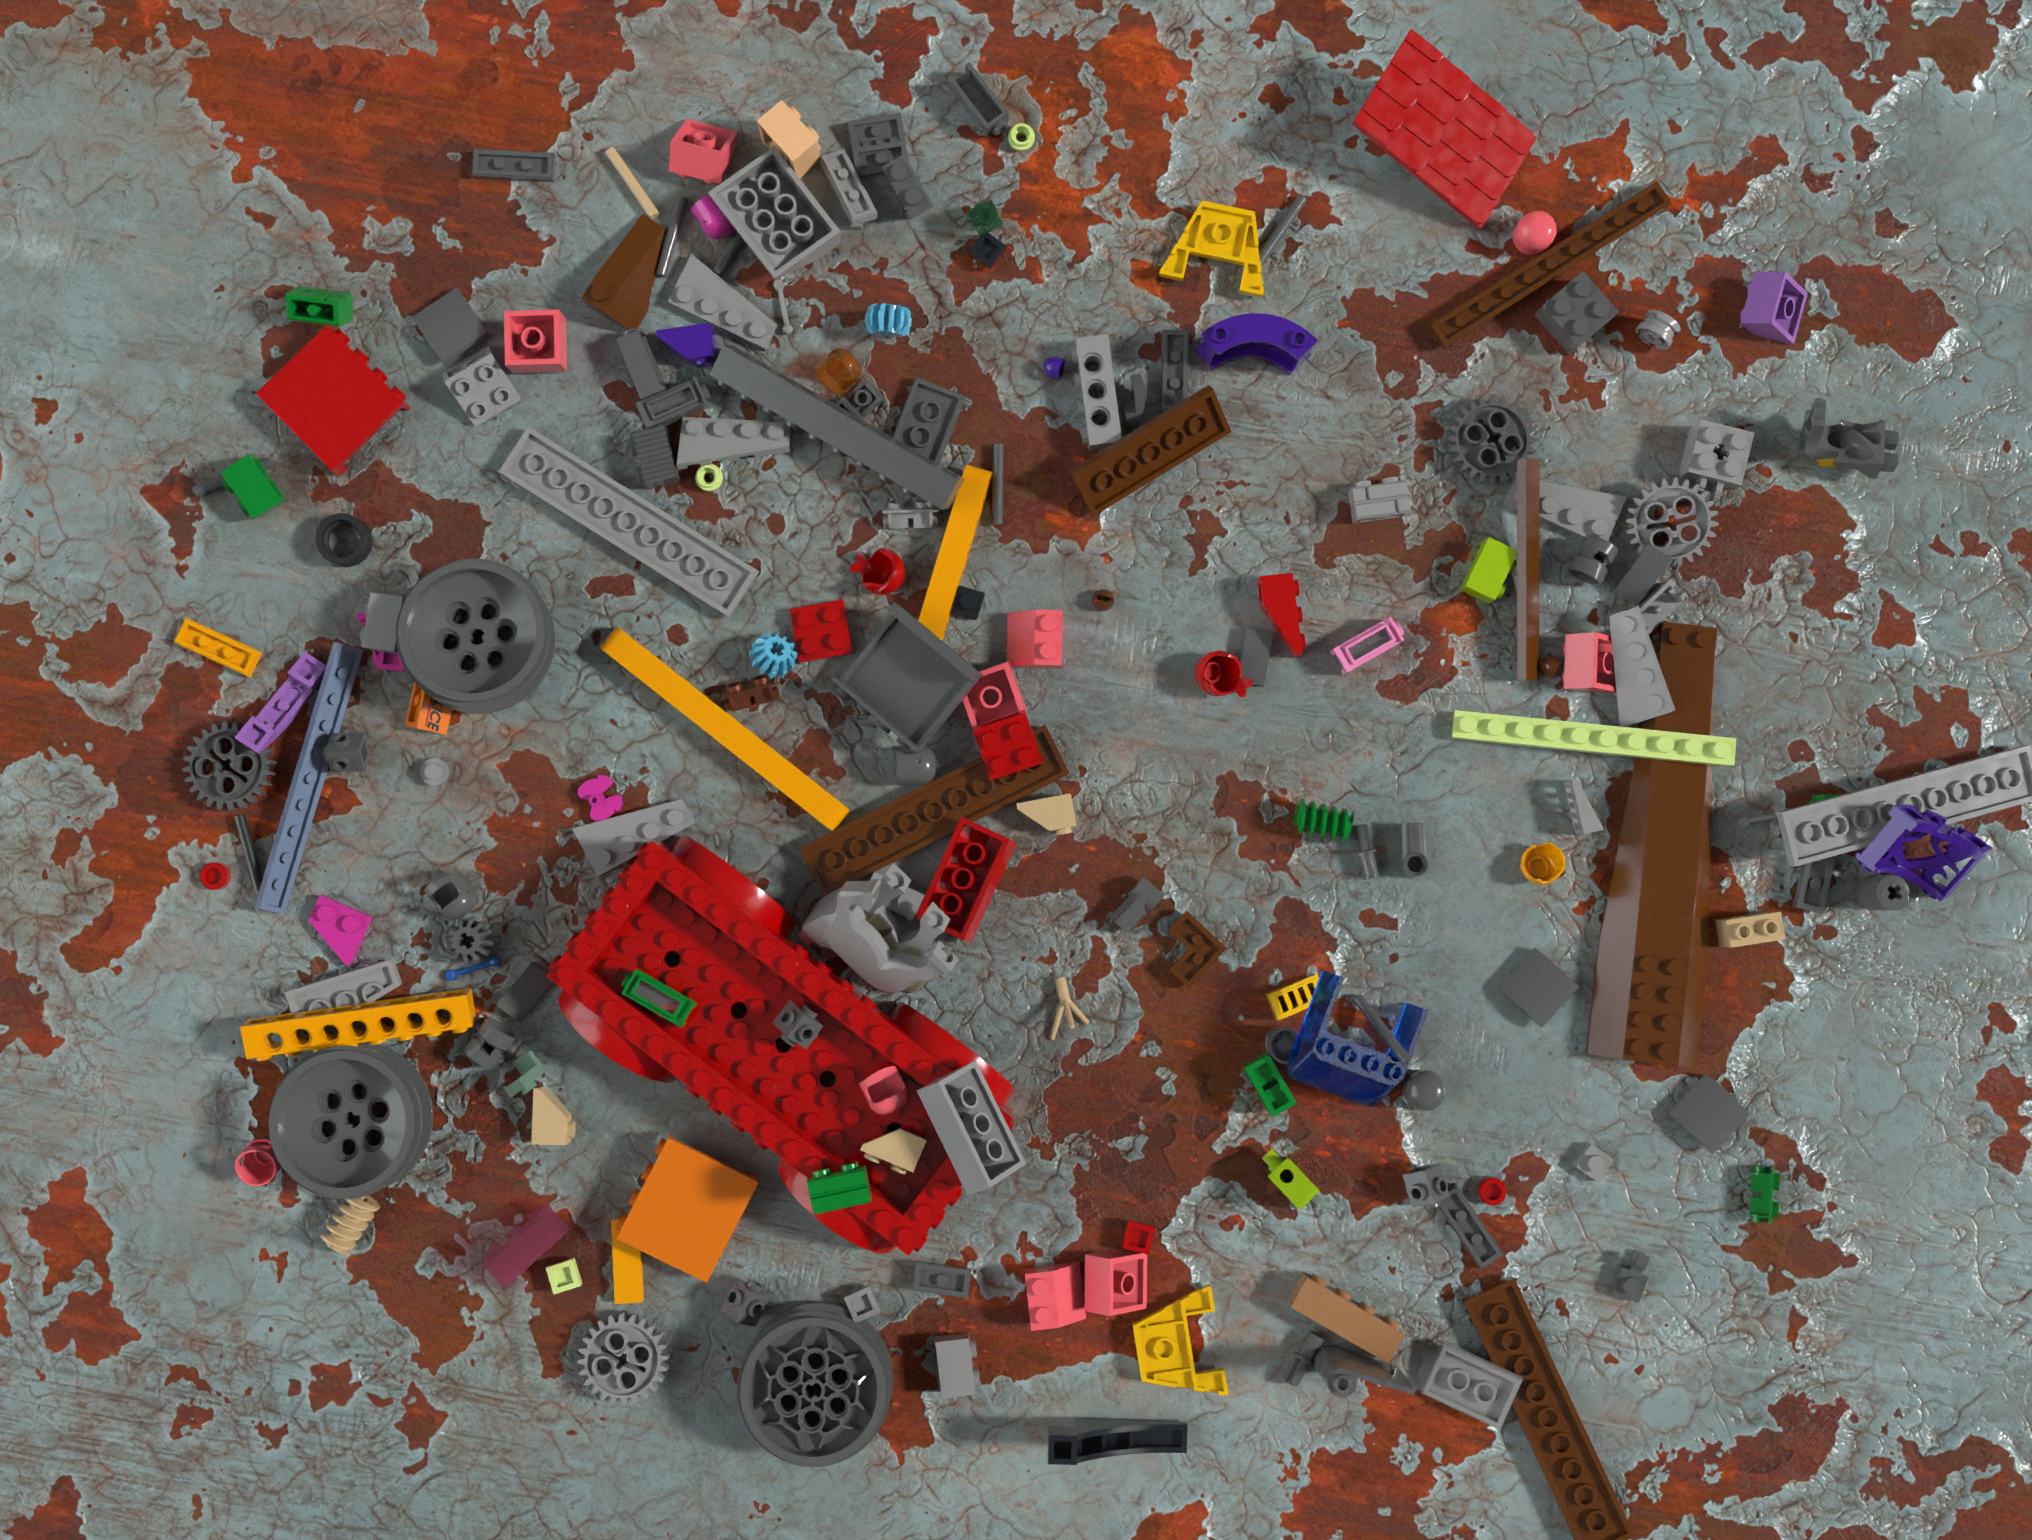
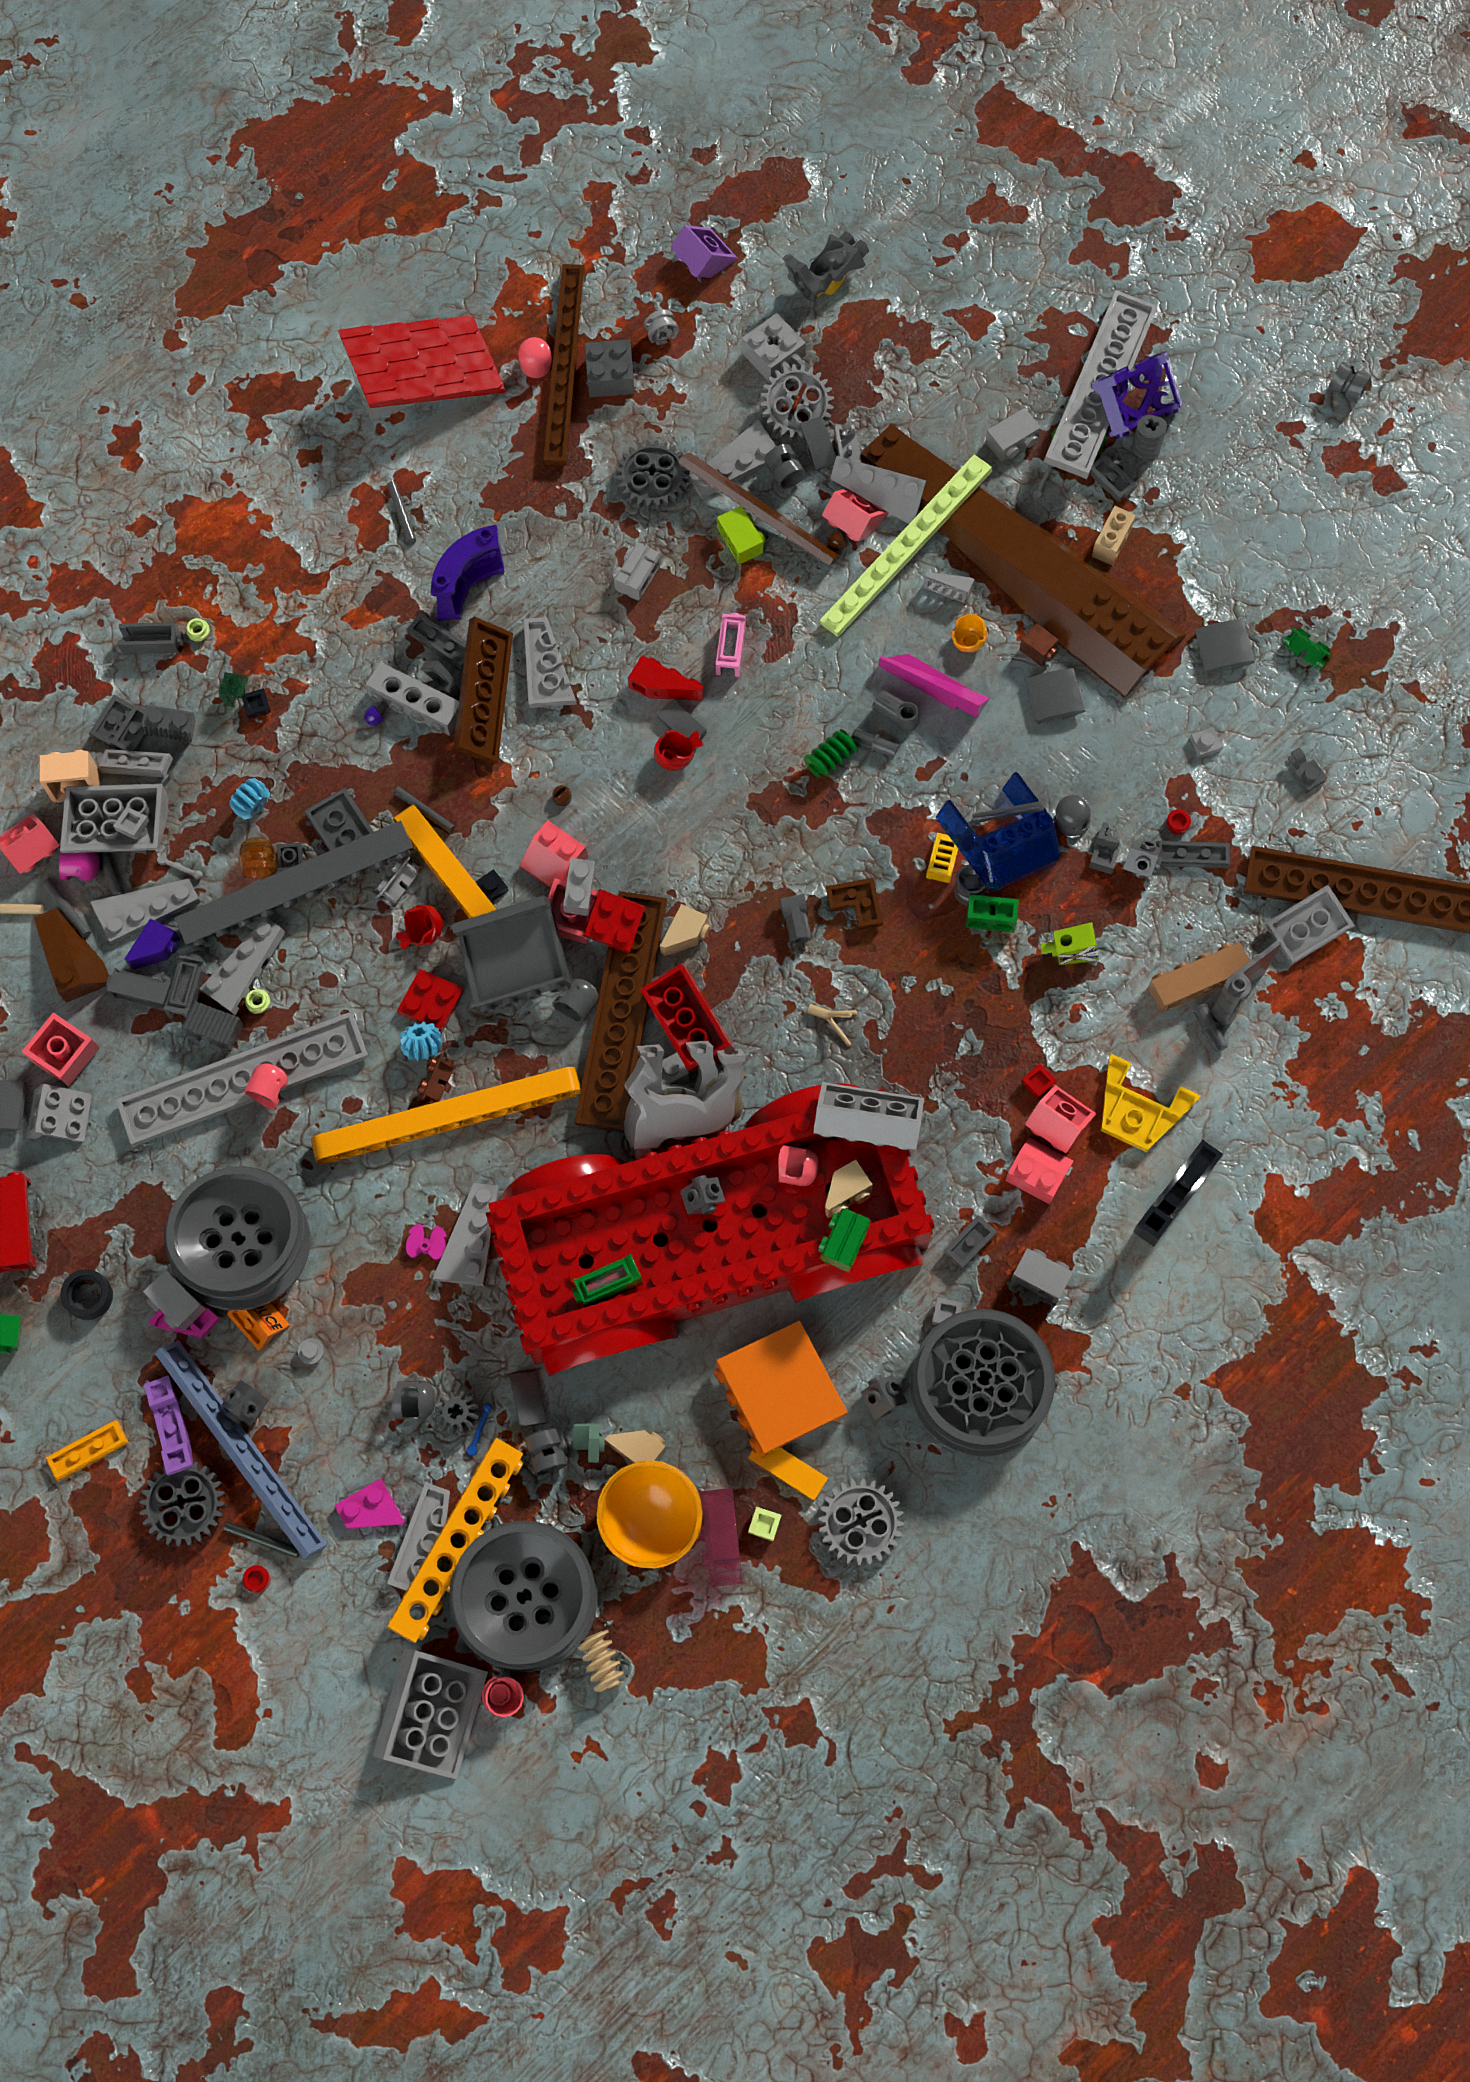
camera: 50 degrees left, 15 degrees down
(205, 1109) = (430, 1714): none -> light grey slope
(491, 1179) = (649, 1514): none -> light orange piece
(631, 551) = (266, 1082): none -> coral helmet
(777, 236) = (131, 823): none -> light grey plate
(1011, 694) = (579, 886): none -> light grey brick
(1215, 491) = (546, 675): none -> light grey wing
(1220, 235) = (374, 548): yellow wing -> none
(1411, 1142) = (1105, 851): none -> dark grey slope
(1468, 866) = (934, 683): none -> dark pink wedge
(1580, 937) = (1039, 645): none -> copper brick
(1791, 756) = (1013, 435): none -> light grey brick

